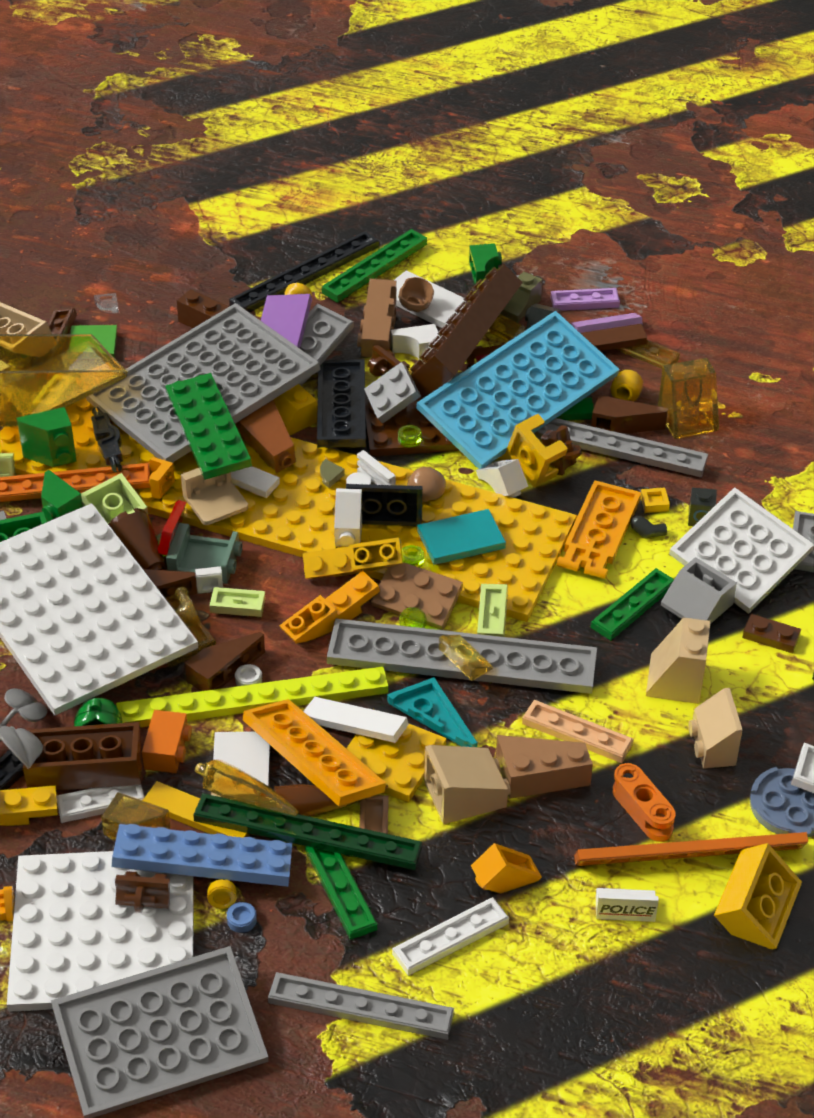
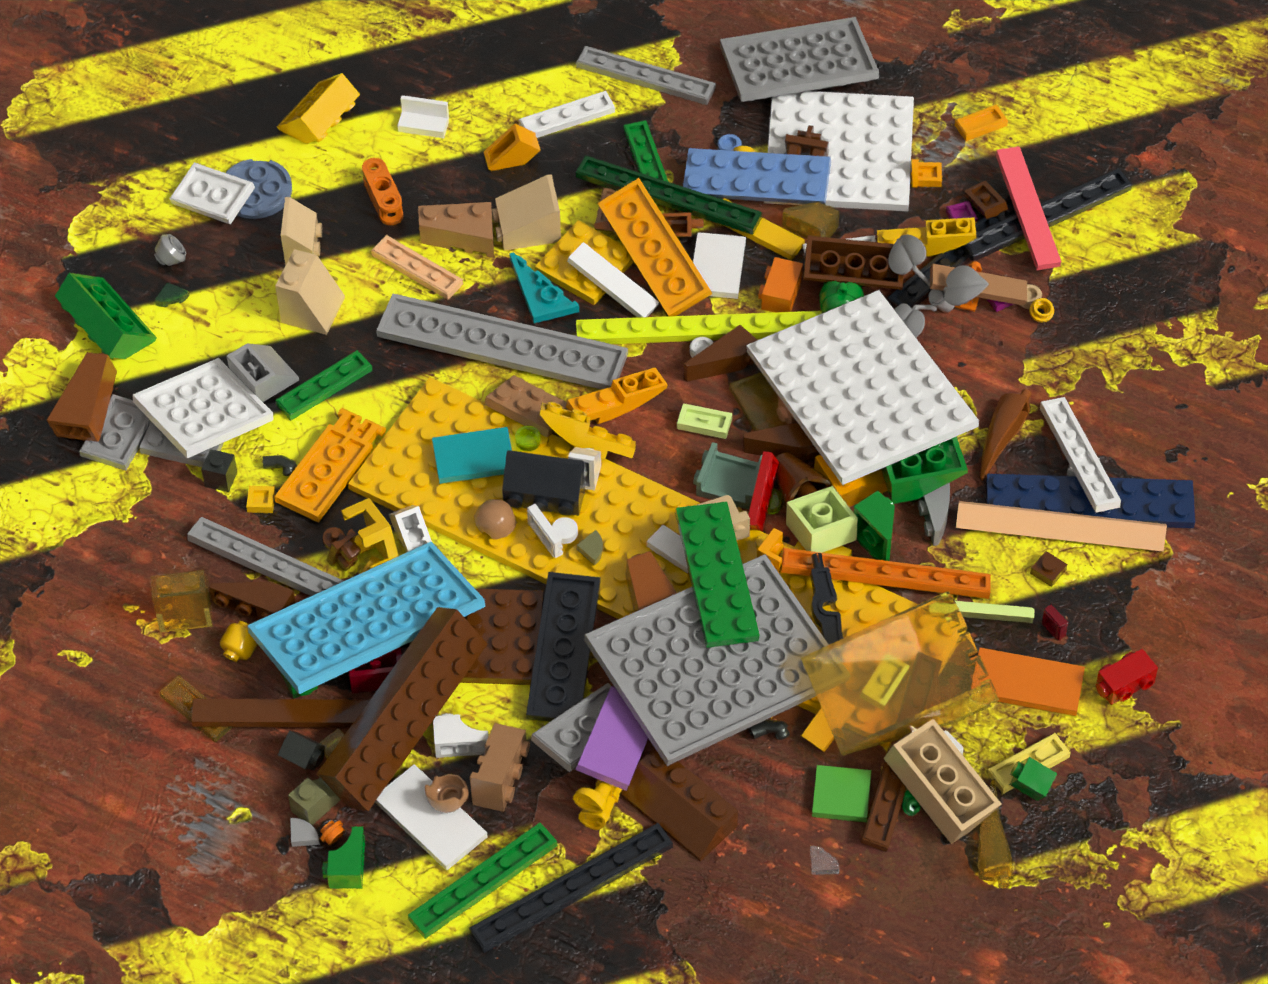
camera: 170 degrees left, 10 degrees up
(47, 437) = (887, 594): green slope -> none
(186, 609) = (753, 400): clear yellow bar -> none
(208, 579) = (730, 444): white tile -> none
(238, 785) = (720, 226): clear yellow piece -> none
(383, 361) = (493, 698): reddish brown hips -> none
(392, 392) = (507, 631): light grey plate -> none
(409, 436) = (498, 589): clear neon green tile -> none
(413, 618) = (540, 380): clear neon green tile -> none
(464, 656) = (501, 325): clear yellow slope -> none
(492, 609) = (462, 375): yellowish green plate -> none
(585, 299) = (238, 798): lavender tile -> none
(607, 322) = (228, 745): lavender tile -> none
(687, 849) = (357, 149): orange tile -> none
(771, 633) = (206, 340): reddish brown plate -> none

